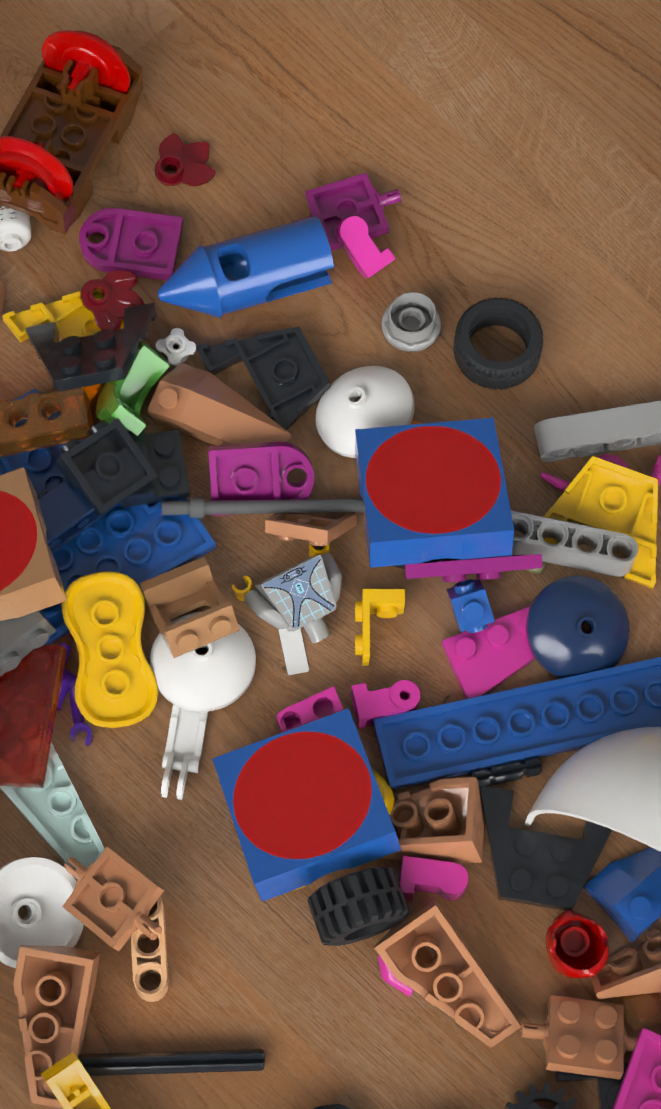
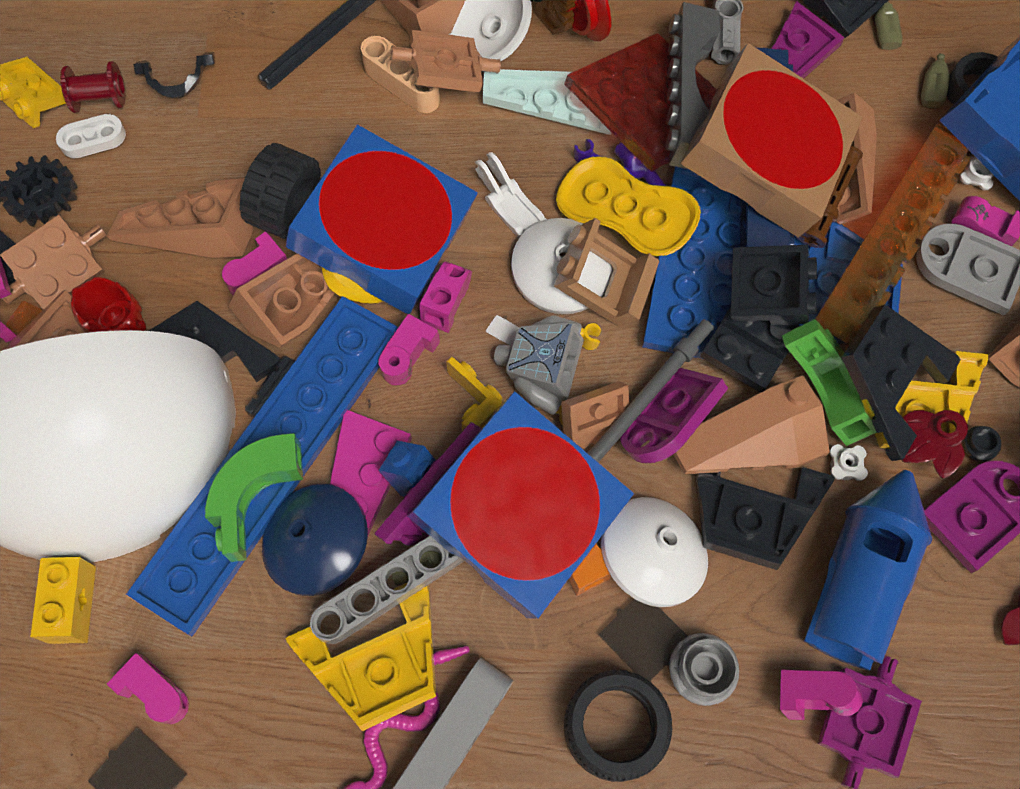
camera: 135 degrees right, 0 degrees up
(75, 276) = (982, 443): none -> black plate
(428, 377) = (642, 638): none -> clear smoke piece
(590, 704) = (241, 479): none -> bright green arch

